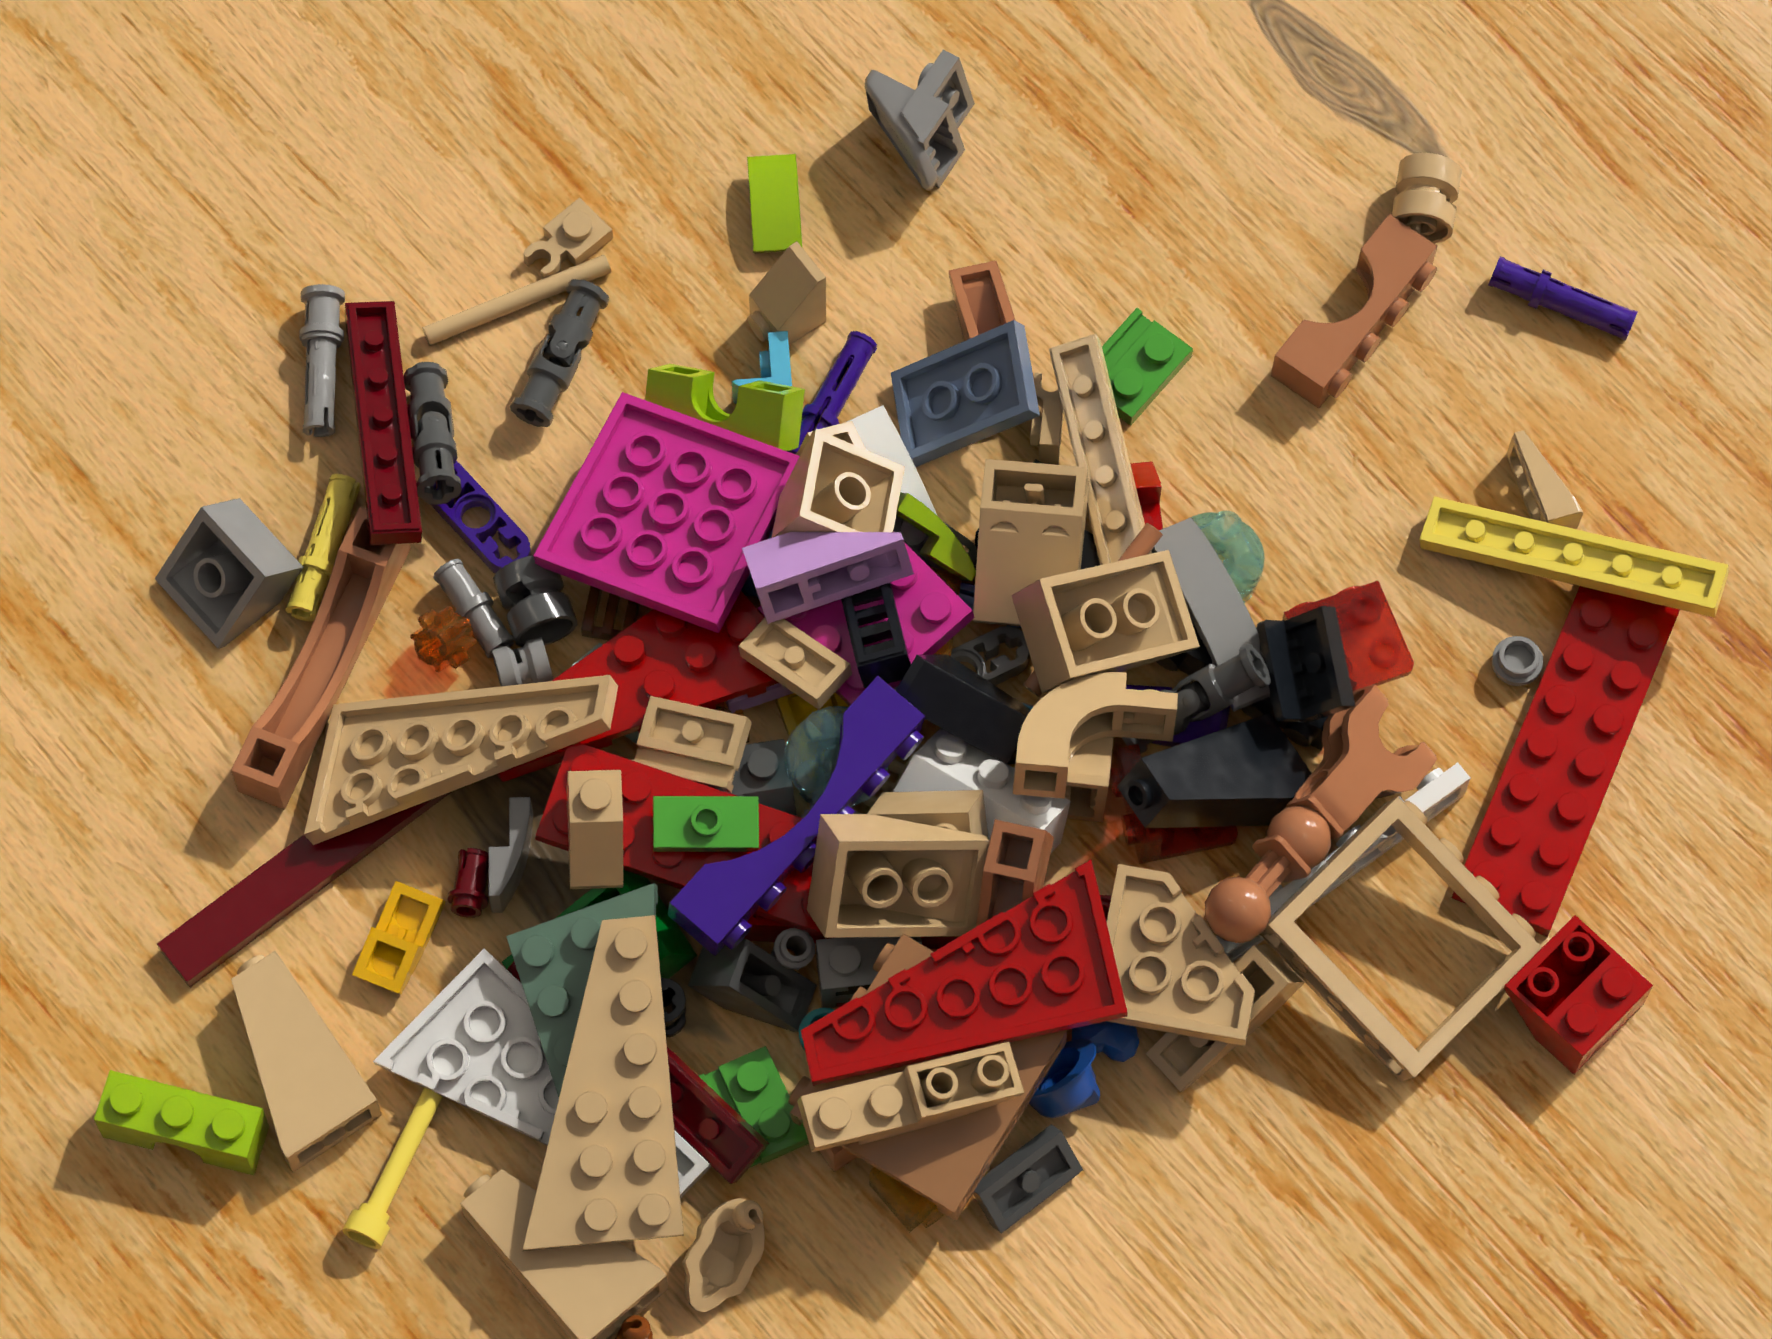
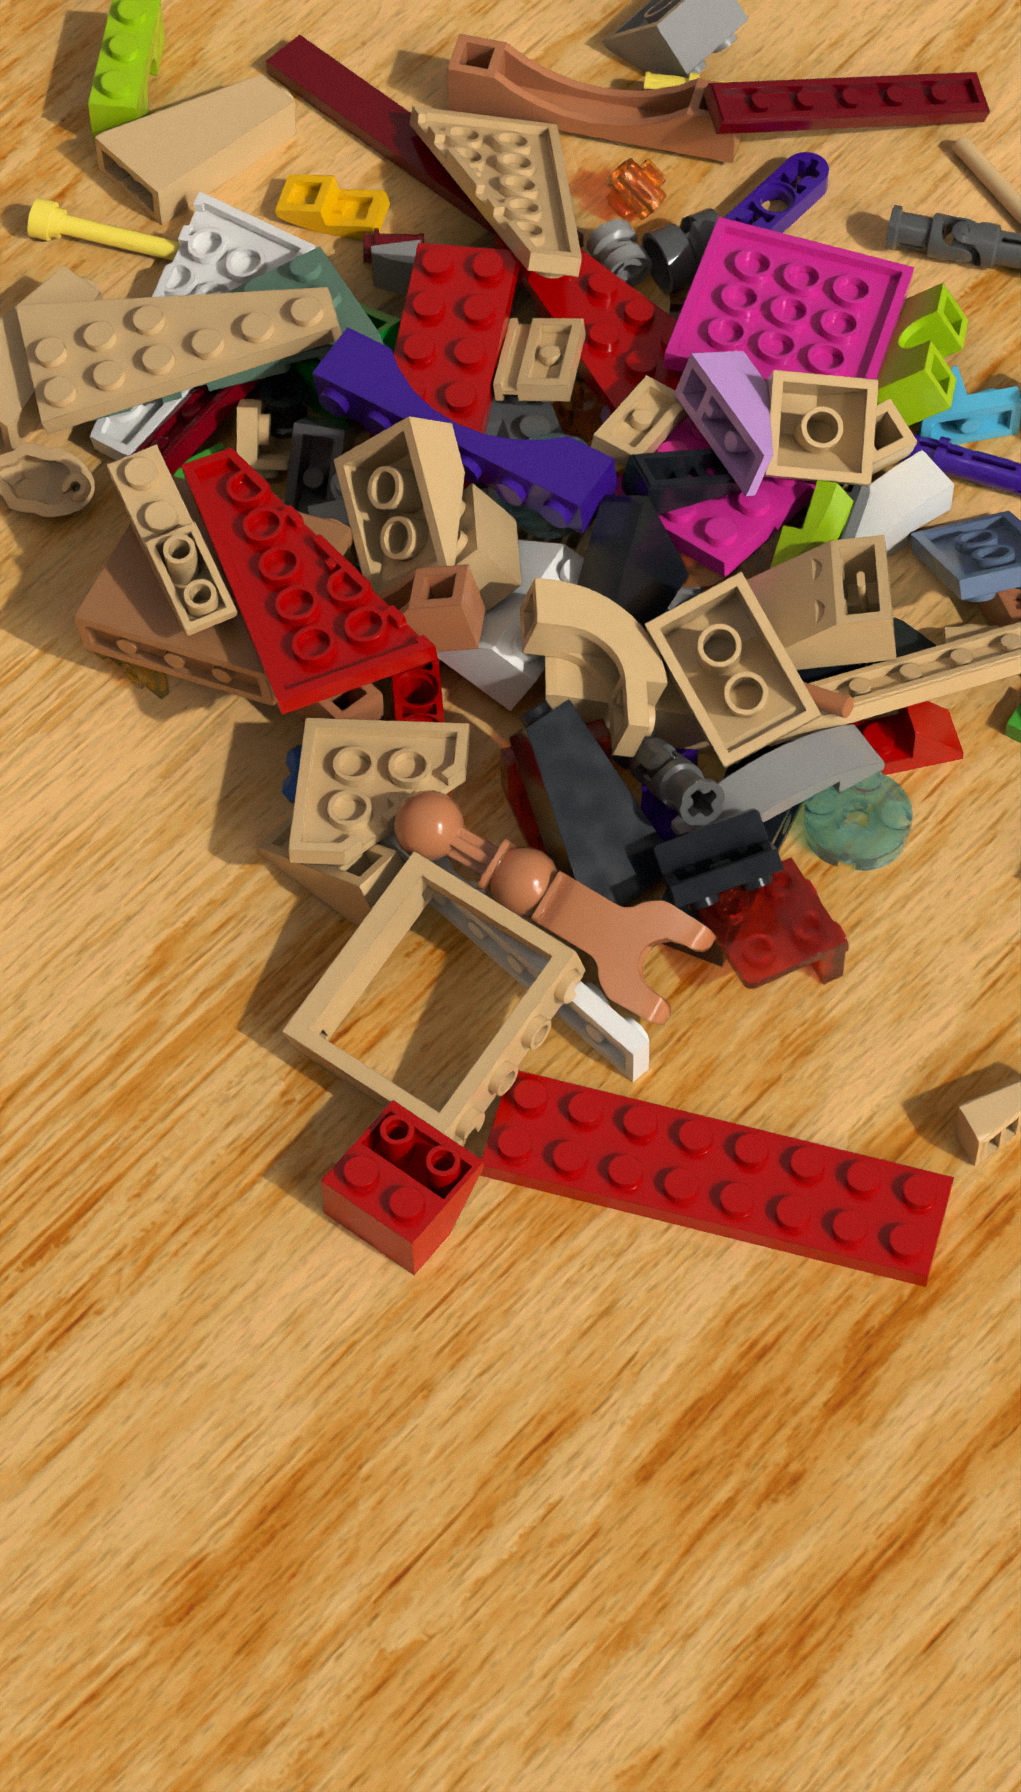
camera: 85 degrees right, 10 degrees down
(321, 338) = (936, 58): light grey pin -> none
(432, 432) = (846, 144): dark grey piece -> none
(473, 605) = (693, 198): light grey pin -> none
(595, 829) = (421, 267): tan slope -> none
(705, 823) = (446, 363): bright green plate -> none
(712, 1038) = (254, 431): none -> tan bracket
(1026, 1178) = (143, 715): dark grey plate -> none
(1069, 1082) = (246, 728): blue piece -> none
(1517, 661) = (796, 1111): light grey plate -> none
(1574, 556) = (920, 1141): light yellow plate -> none

